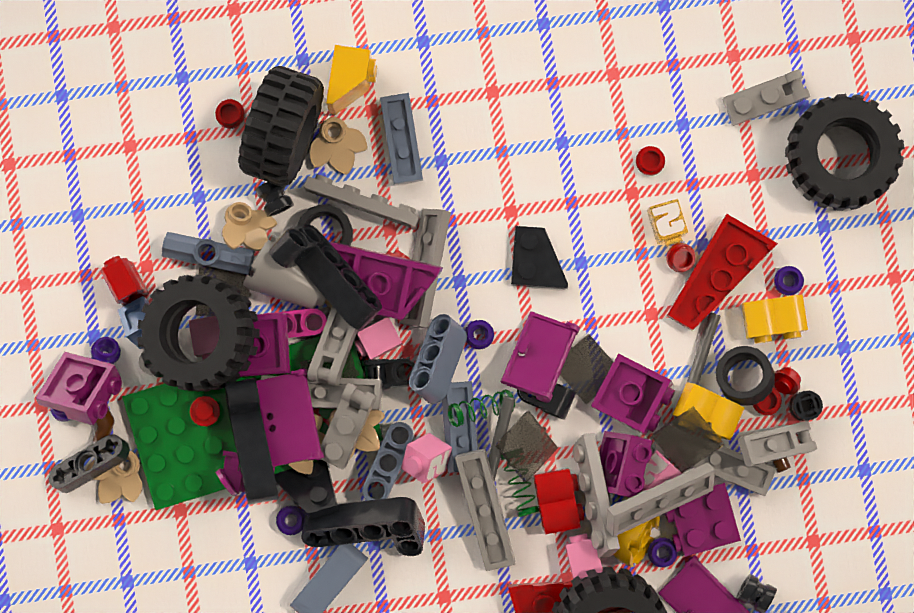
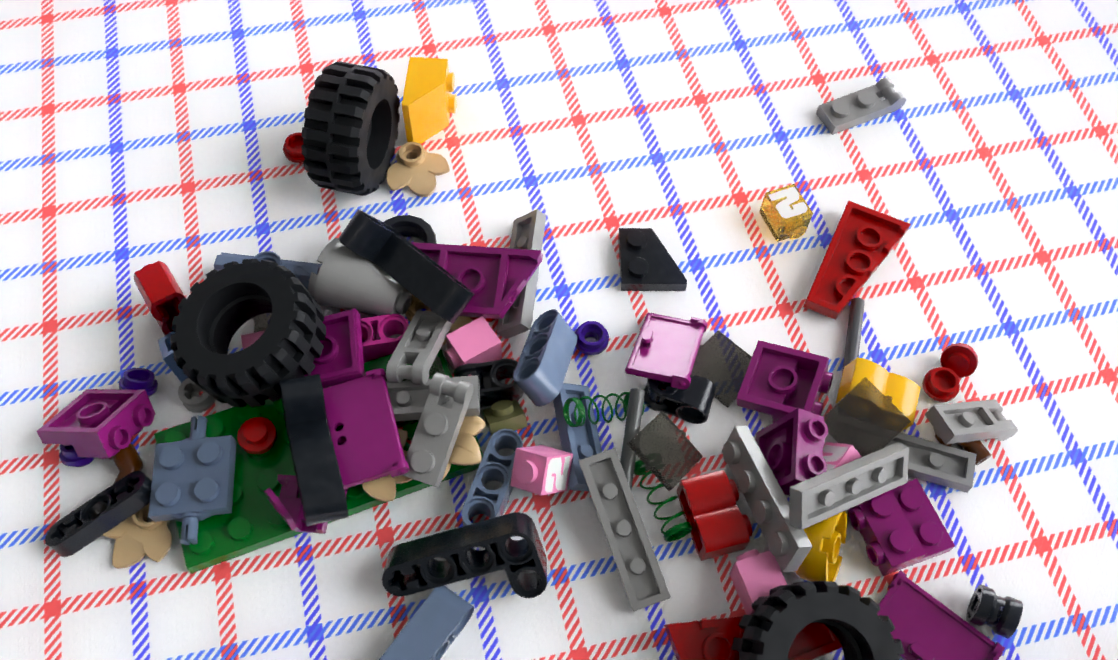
camera: 10 degrees left, 25 degrees down
(157, 443) = (193, 479): none -> sand blue plate
(248, 230) = (307, 242): tan plate -> none
(275, 198) = (341, 210): black wheel -> none
(281, 520) = (360, 561): dark purple plate -> none
(310, 491) = (393, 524): black wing -> none
(351, 197) = (447, 215): light grey plate -> none
(401, 138) = (486, 159): sand blue plate -> none
(401, 405) = (504, 415): none -> olive plate
(650, 160) = (754, 163): red plate -> none
(665, 561) = (867, 564): dark purple plate -> none
(680, 257) = (807, 246): red plate -> none
(735, 356) = (913, 333): black tyre -> none
(774, 317) = (927, 296): yellow brick -> none
(797, 276) = (935, 256): dark purple plate -> none
(801, 408) = (989, 381): black wheel -> none
(877, 132) = (968, 109): black tyre -> none

